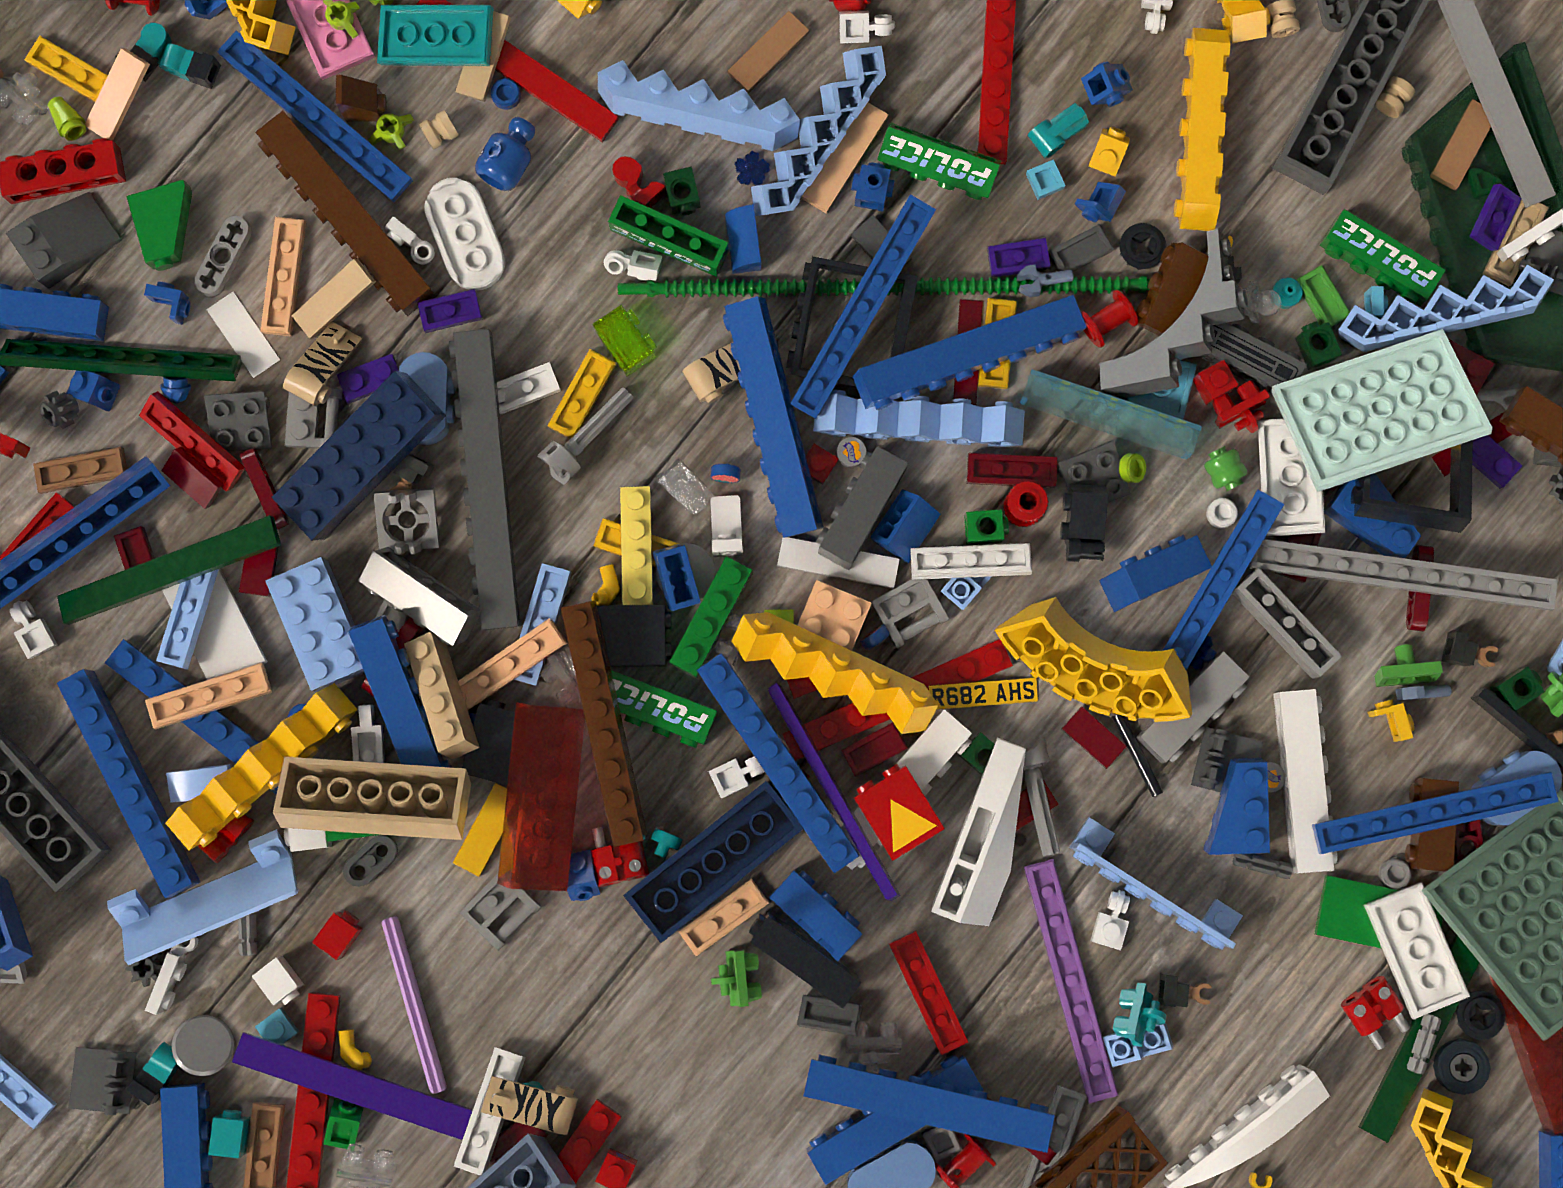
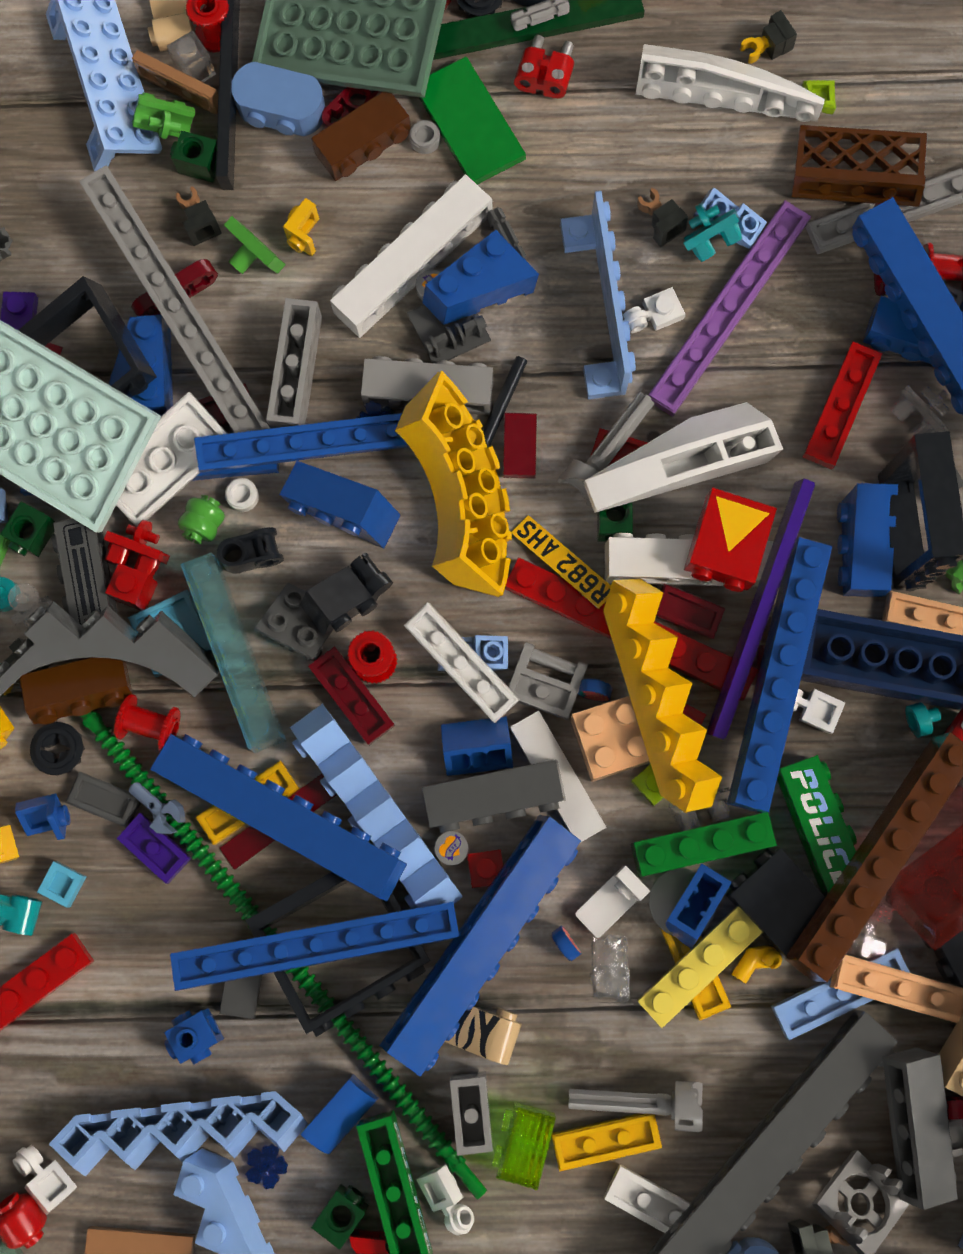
camera: 125 degrees left, 5 degrees down
(673, 322) = (471, 1113): none -> light grey brick
(845, 158) = (185, 1085): light nougat tile -> none
(939, 161) = (120, 995): green brick -> none
(973, 533) = (429, 688): green brick -> none
(1132, 468) = (264, 596): lime tile -> none
(1170, 489) = (252, 551): none -> black piece
(1416, 950) = (472, 72): white tile -> none
(1421, 692) = (262, 223): sand blue bar -> none
(1435, 813) = (354, 132): blue plate -> none

